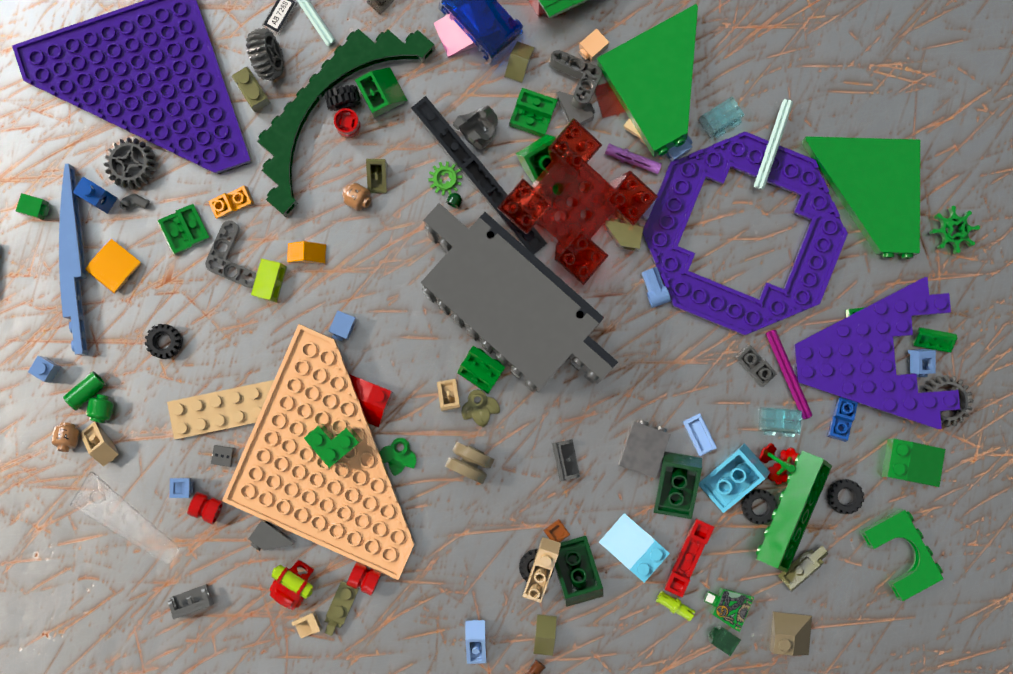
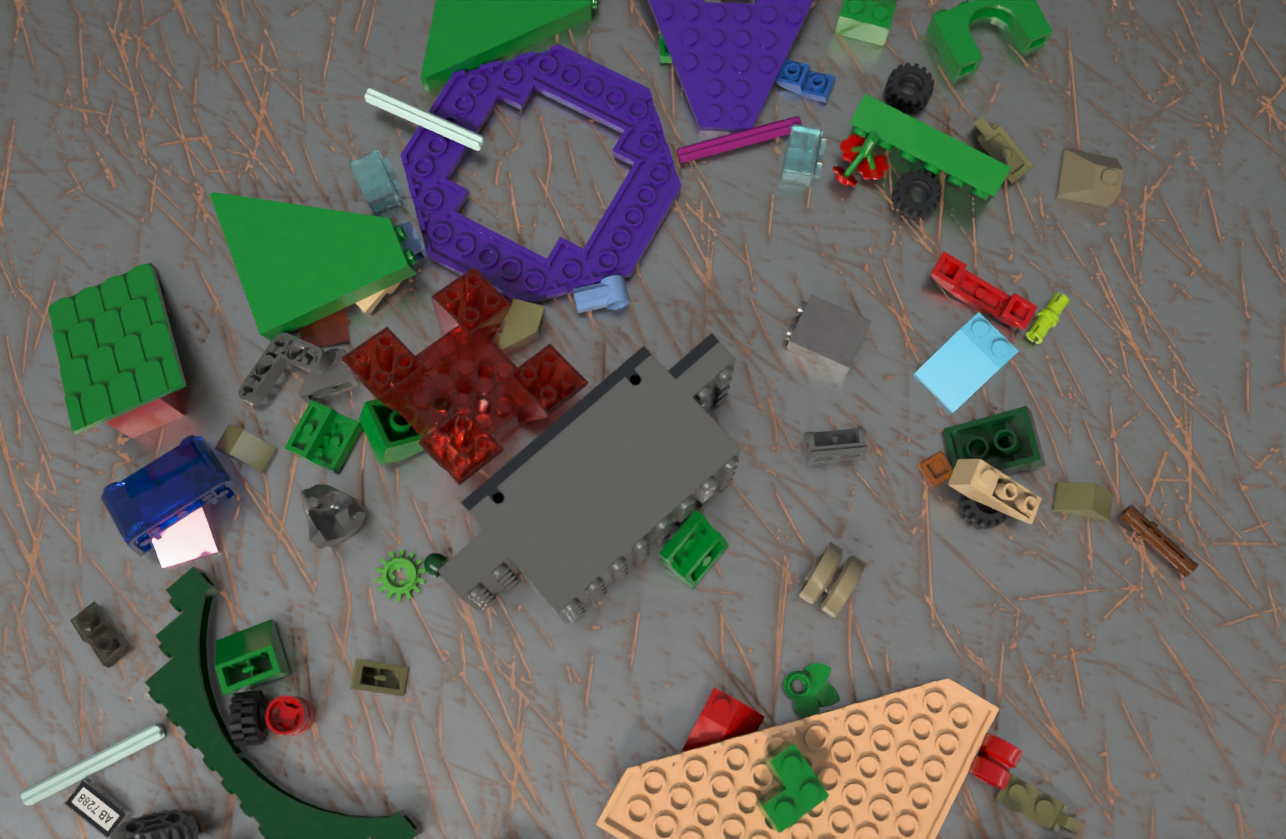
camera: 85 degrees left, 10 degrees down
(306, 252) = (482, 803): light orange slope -> none
(342, 326) = (604, 756): medium blue brick -> none
(356, 196) = (407, 712): medium nougat head -> none
(448, 395) = (727, 602): tan slope -> none
(472, 169) = (385, 535): black slope -> none
(475, 641) = (1092, 600): light blue slope -> none
(479, 410) = (752, 559): olive plate -> none
(593, 45) = (241, 340): light nougat brick -> none
(625, 155) = (430, 280): medium lavender pin -> none
(678, 485) = (881, 294): dark green slope -> none
(699, 434) = (812, 261): light blue tile -> none
(723, 639) = (1096, 259): clear green brick -> none
(730, 606) = (1051, 246): torso -> none
(734, 478) = (876, 221): medium azure slope -> none
(755, 365) = (723, 180): dark grey slope -> none

